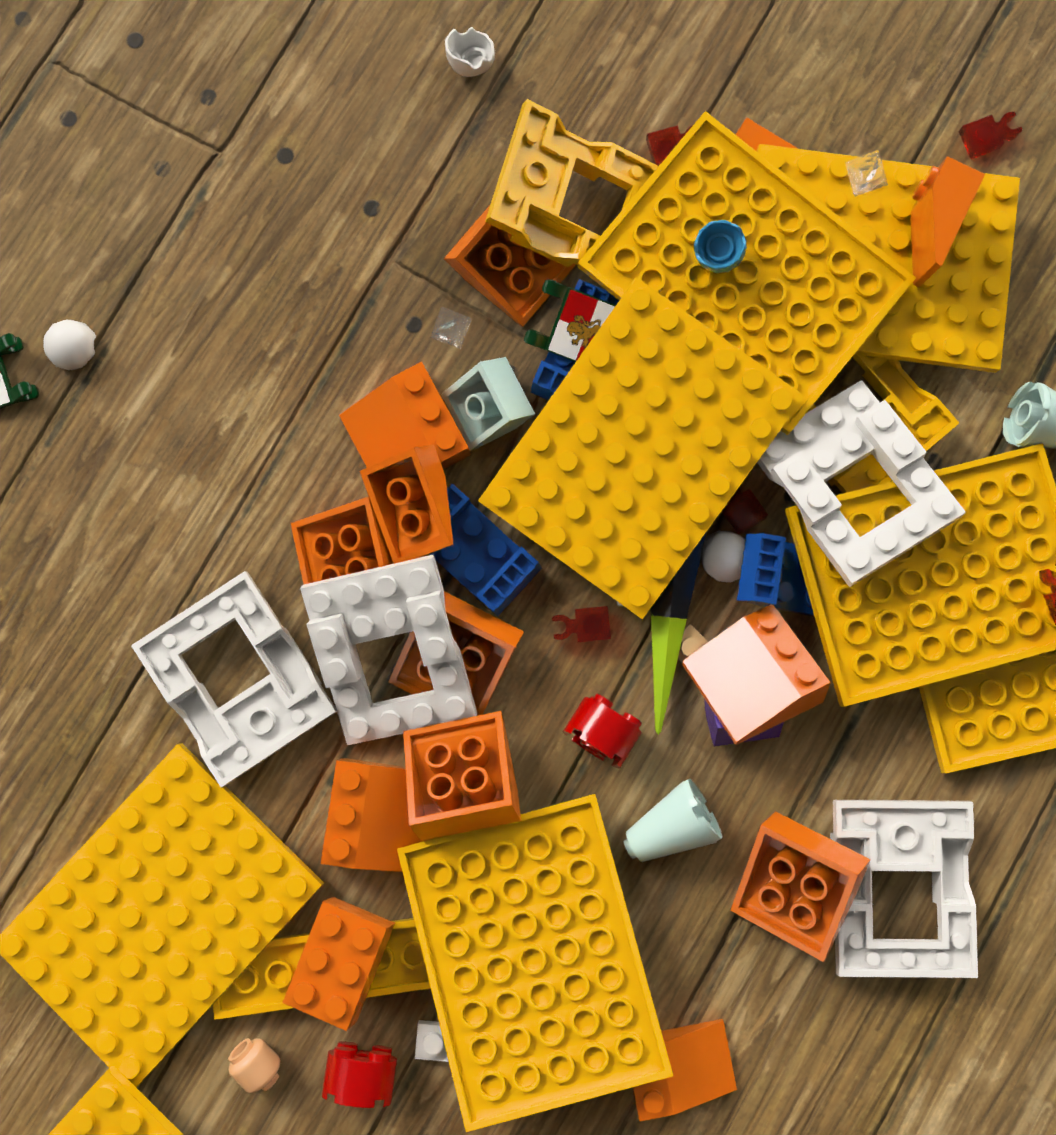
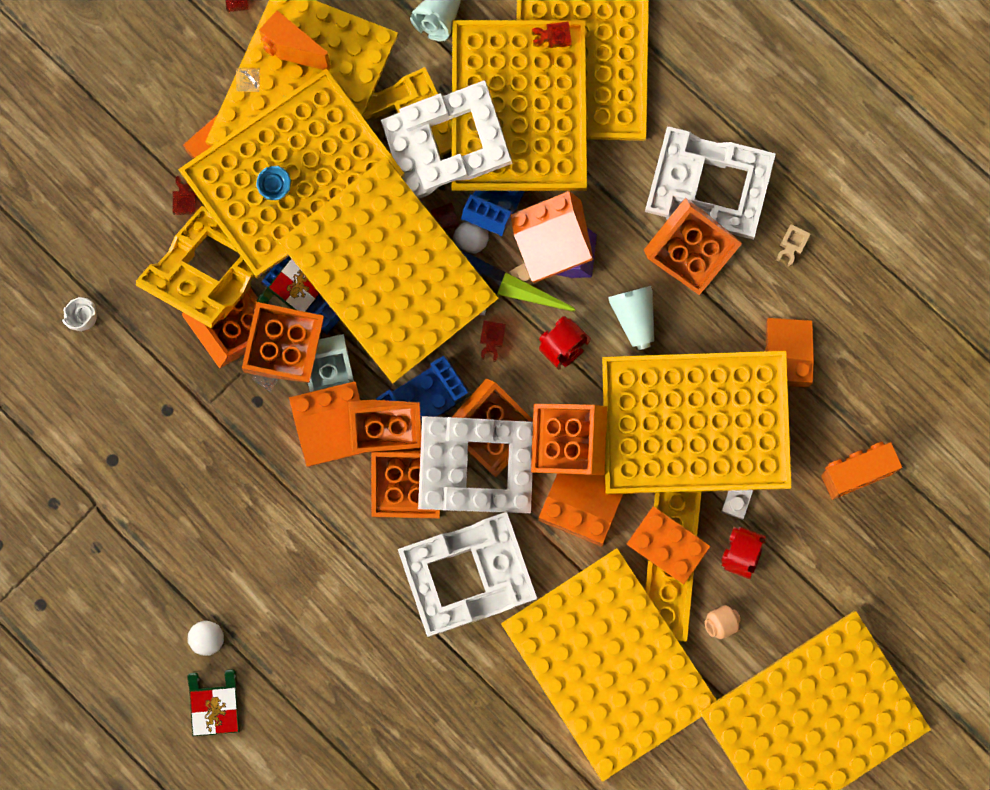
camera: 75 degrees left, 5 degrees down
(492, 327) = (282, 343): none -> orange slope
(849, 1034) = (793, 242): none -> tan plate

